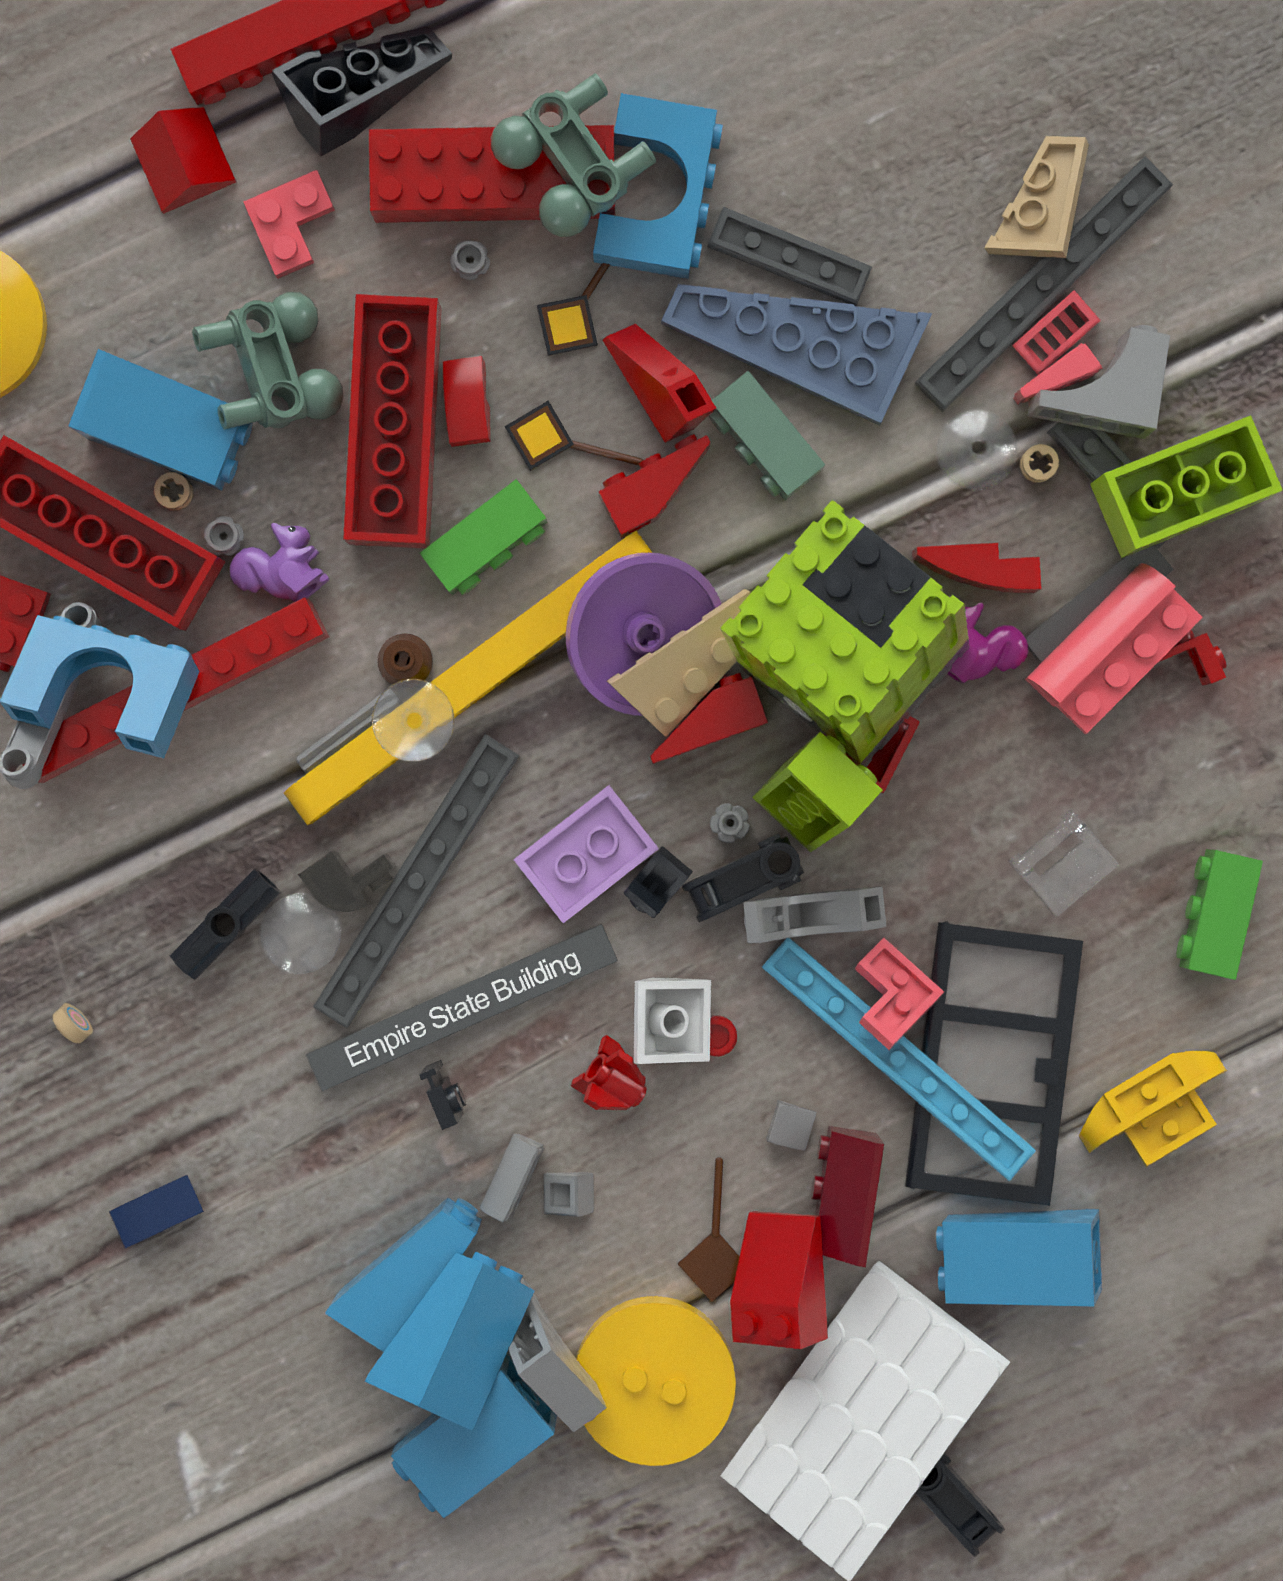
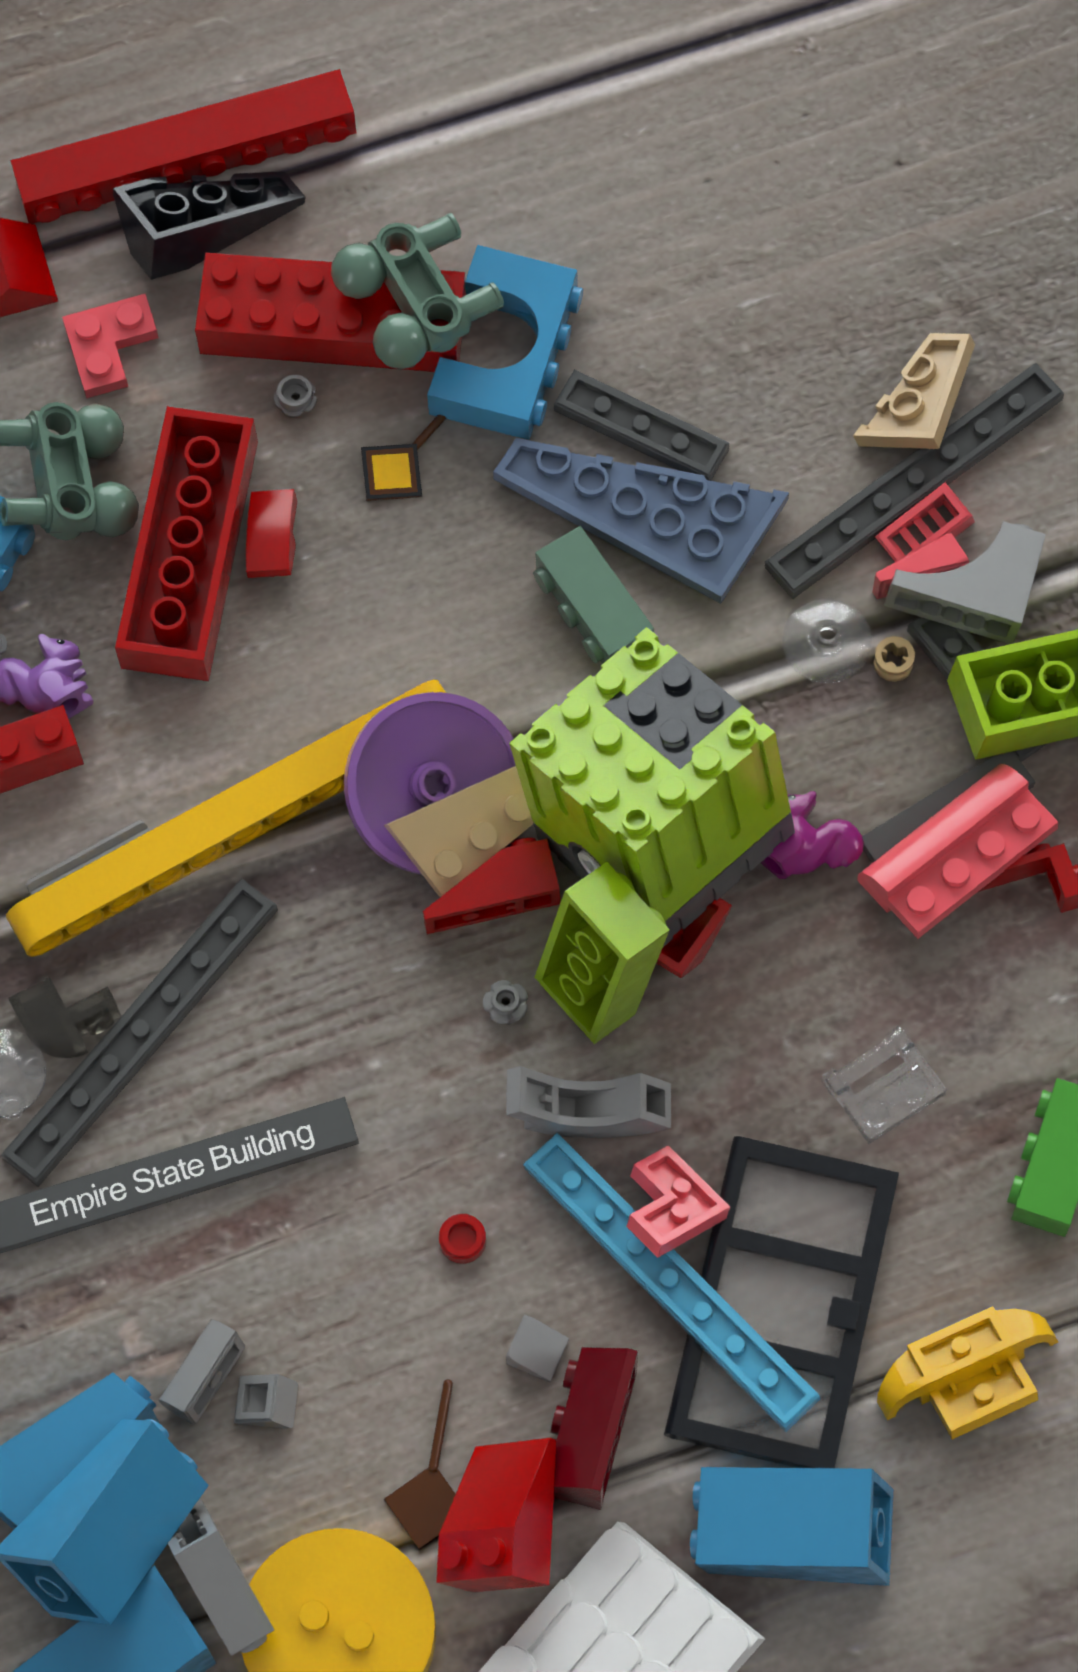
camera: 15 degrees right, 20 degrees down
(391, 717) = (160, 821): clear dish -> none
(407, 647) = (163, 793): reddish brown cone -> none
(444, 1097) = (136, 1258): black plate -> none
(485, 538) = (270, 673): bright green brick -> none
(542, 436) = (351, 580): piece -> none
(586, 854) = (337, 1018): lavender plate -> none
(611, 1079) = (334, 1267): red brick -> none
(645, 494) = (461, 640): red slope -> none
(657, 882) = (415, 1055): black bracket -> none
(660, 381) = (486, 535): red slope -> none
(672, 1020) = (410, 1206): white slope -> none
(743, 878) = (490, 1060): black piece -> none
(981, 567) = (816, 756): red slope -> none

